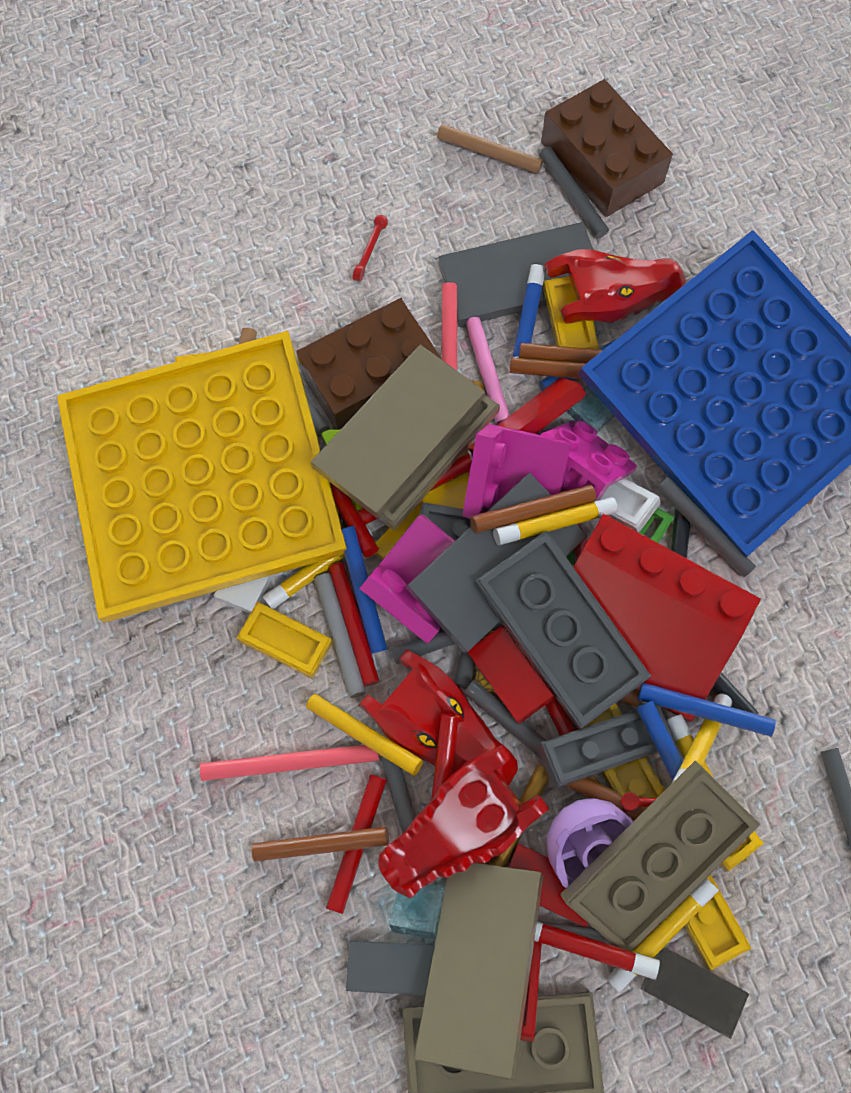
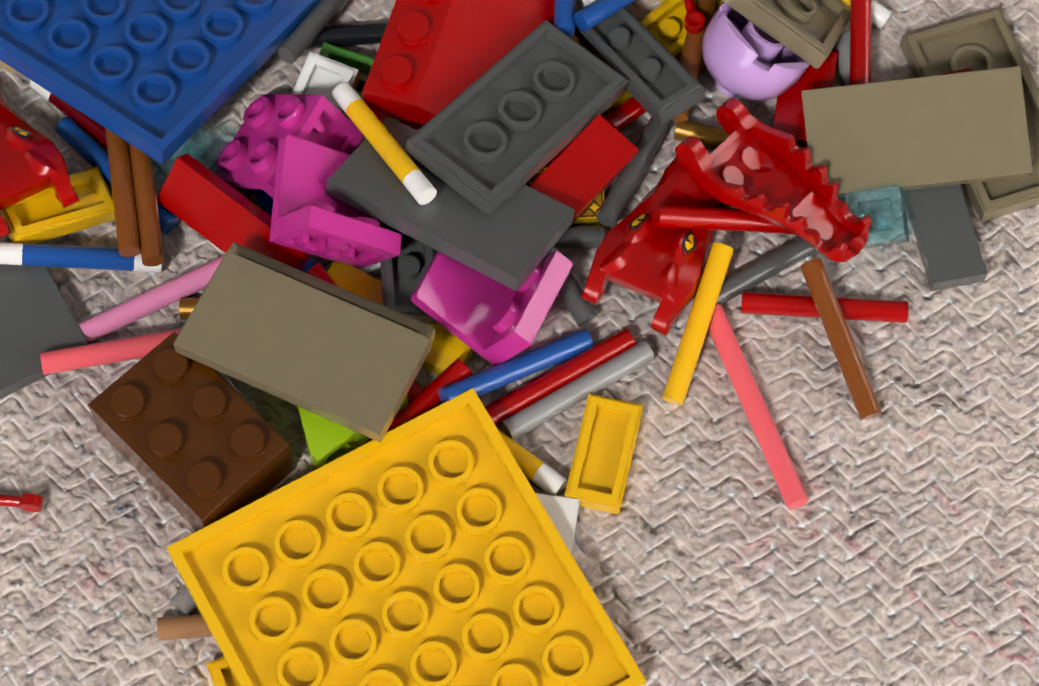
camera: 105 degrees left, 5 degrees down
(532, 509) = (378, 166): dark orange bar -> none

